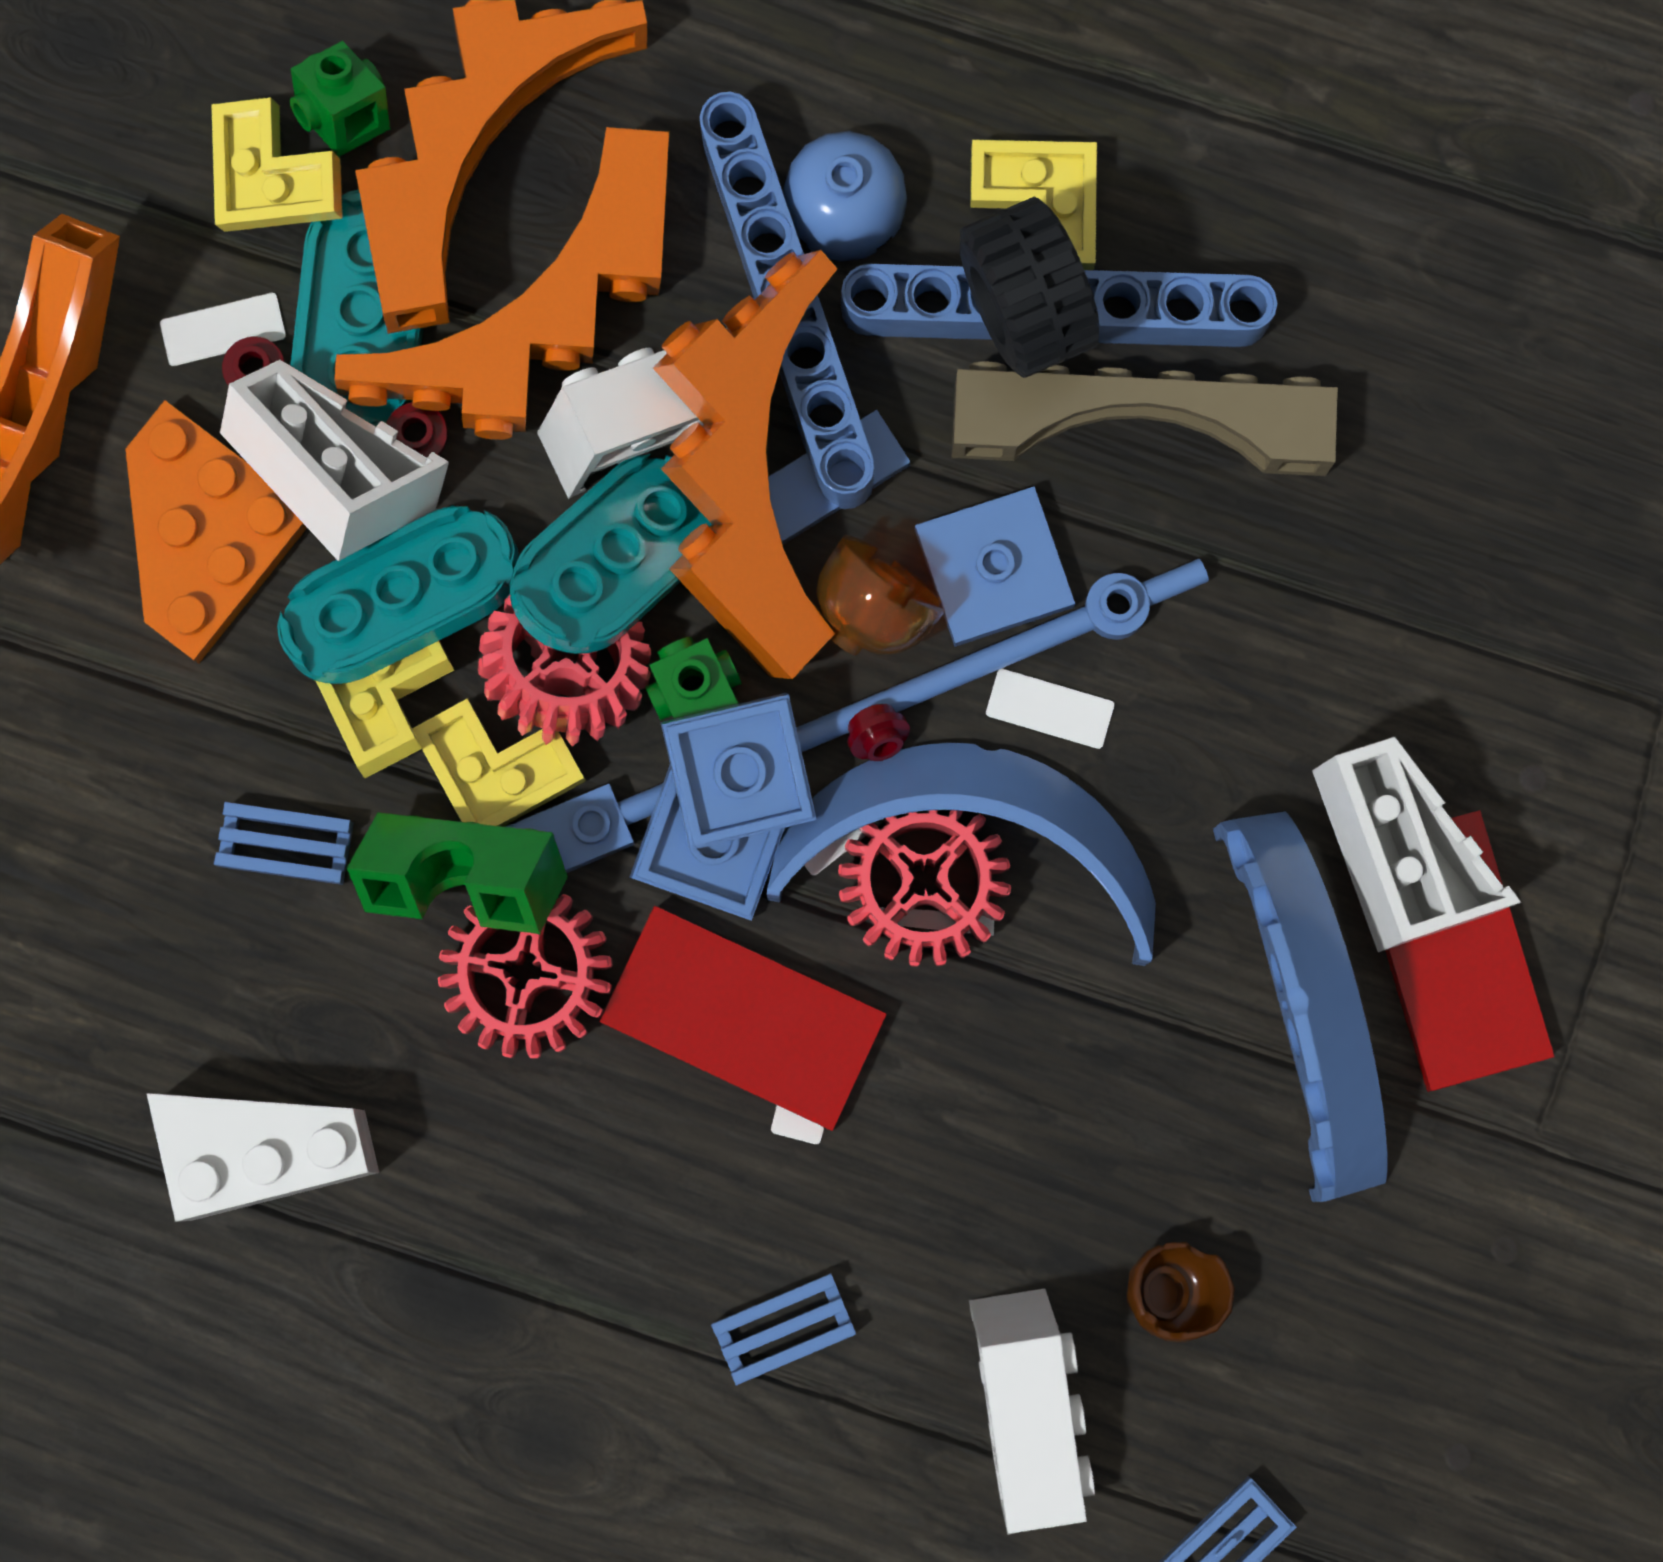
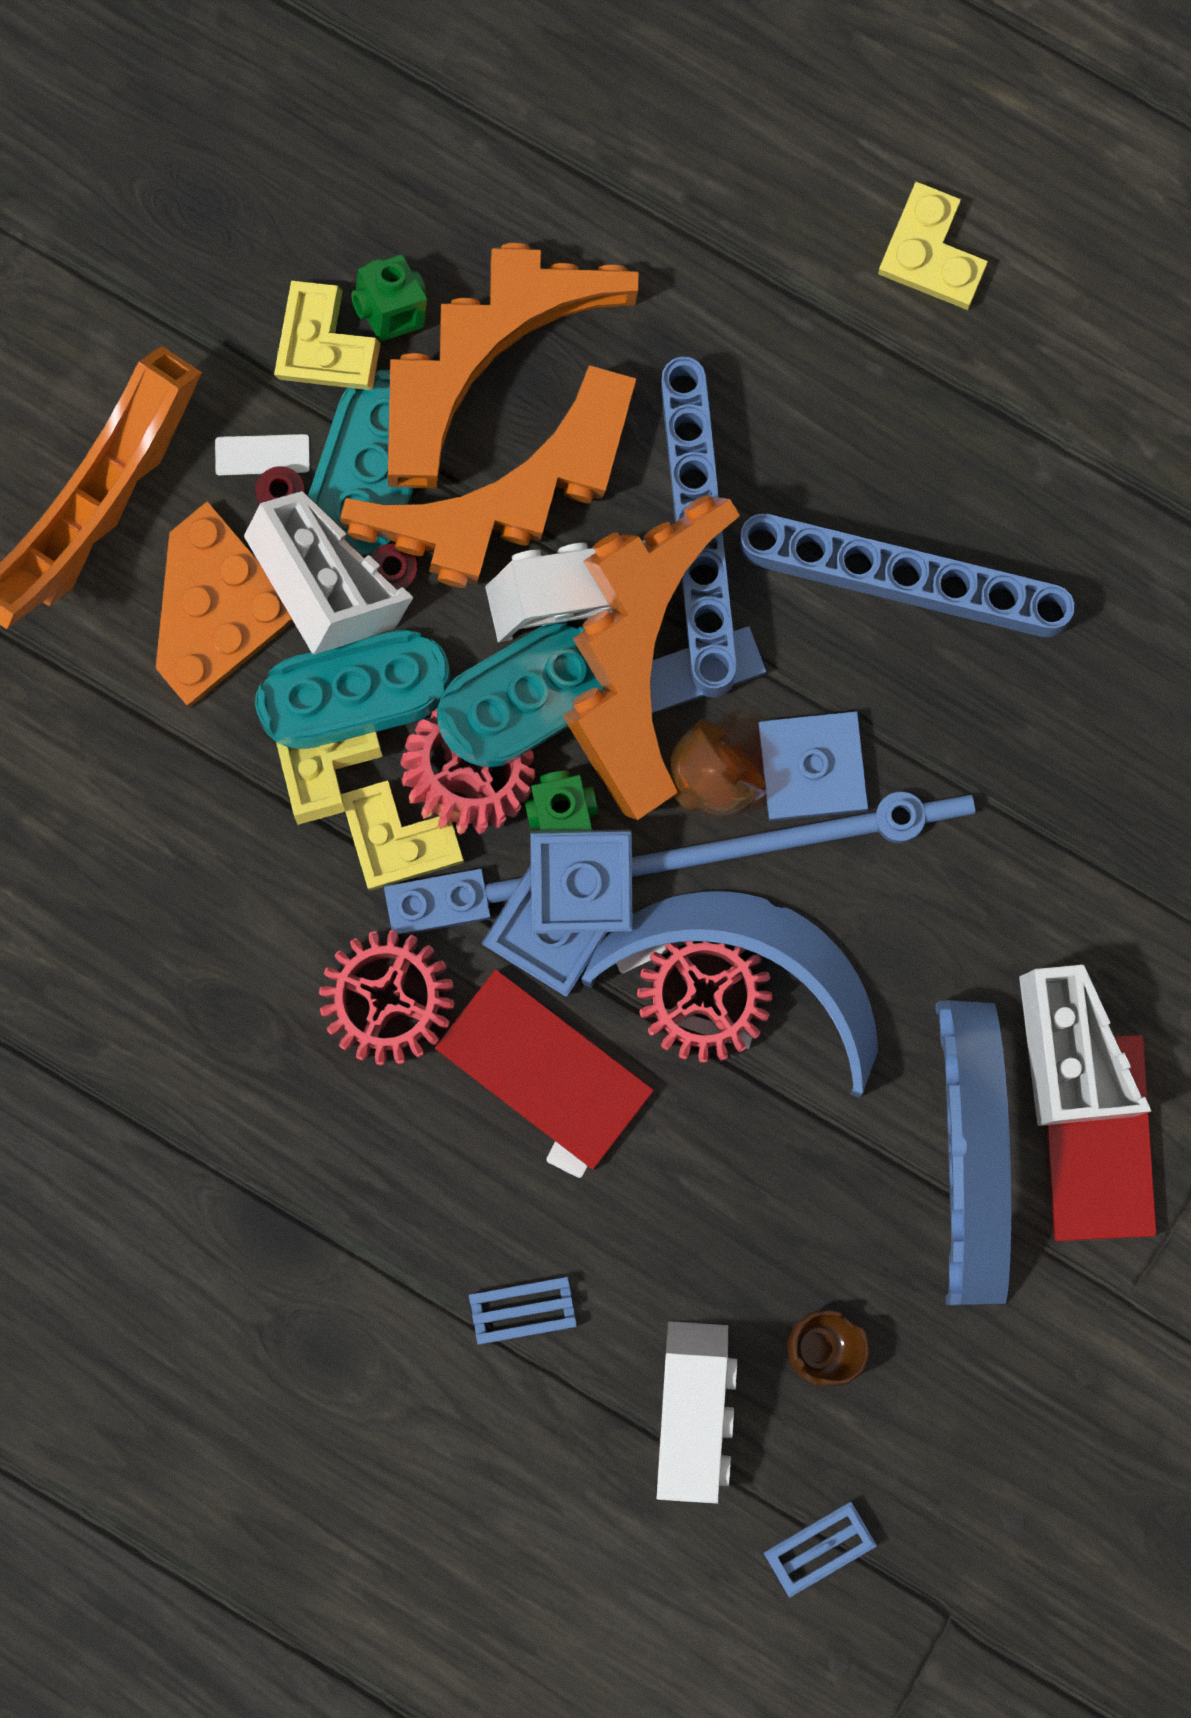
camera: 20 degrees right, 0 degrees up
(230, 835) = (186, 845): medium blue tile -> none
(253, 1152) = (153, 1088): white wedge -> none
(413, 859) = (389, 918): green arch -> none
(845, 195) = (761, 454): medium blue cylinder -> none
(877, 732) = (694, 874): dark red plate -> none
(1029, 287) = (881, 562): black tyre -> none
(1050, 708) = (831, 884): white sticker -> none
(1053, 171) = (925, 478): light yellow plate -> none
(1271, 425) = (1050, 704): dark tan arch -> none

